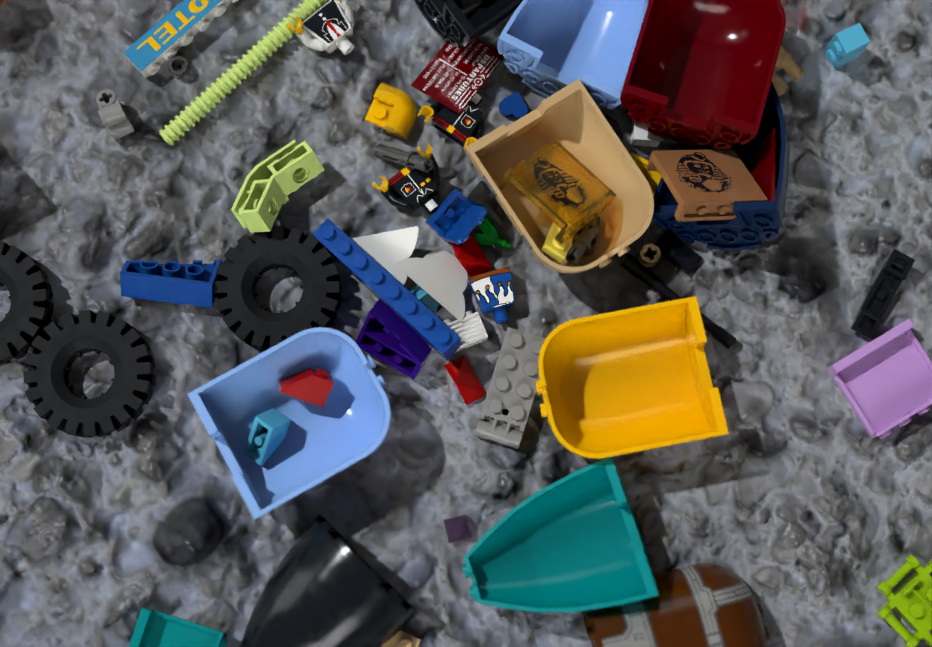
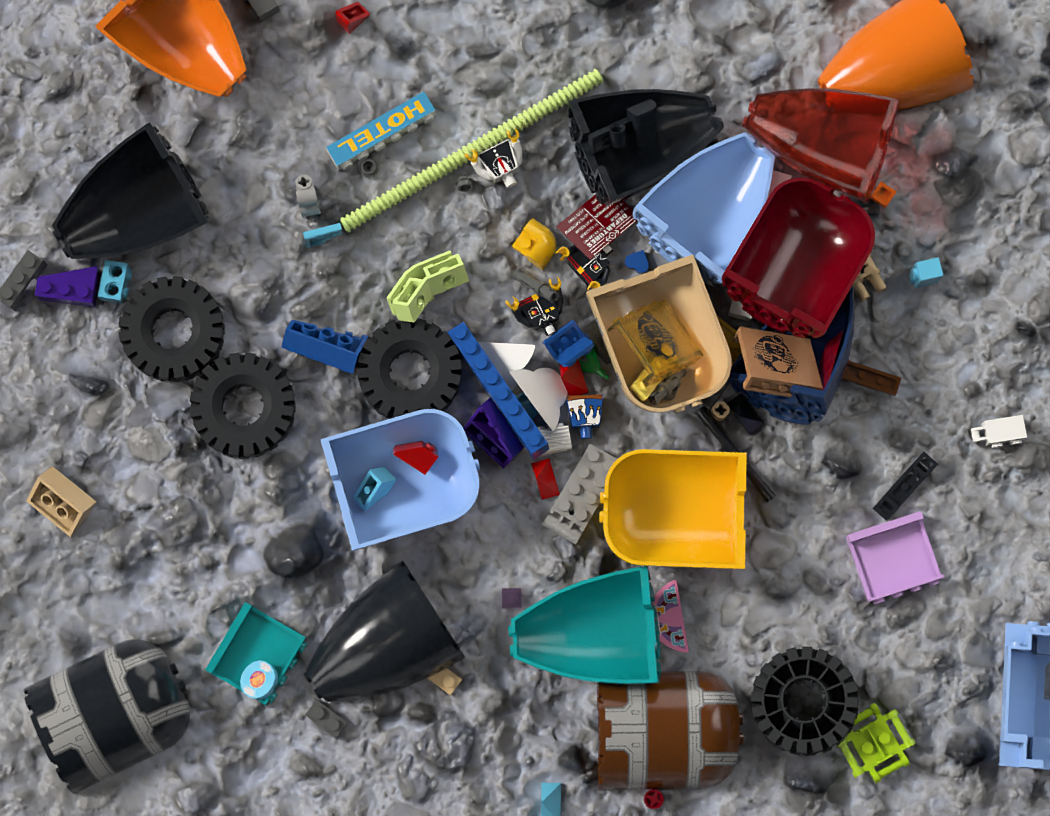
camera: 15 degrees right, 0 degrees up
(140, 154) = (321, 235): none -> medium azure tile
(294, 60) = (464, 183): none -> dark grey plate
(648, 509) = (670, 617): none -> sticker
(817, 180) = (871, 378): none -> reddish brown plate
(866, 546) = (812, 735): none -> black tyre

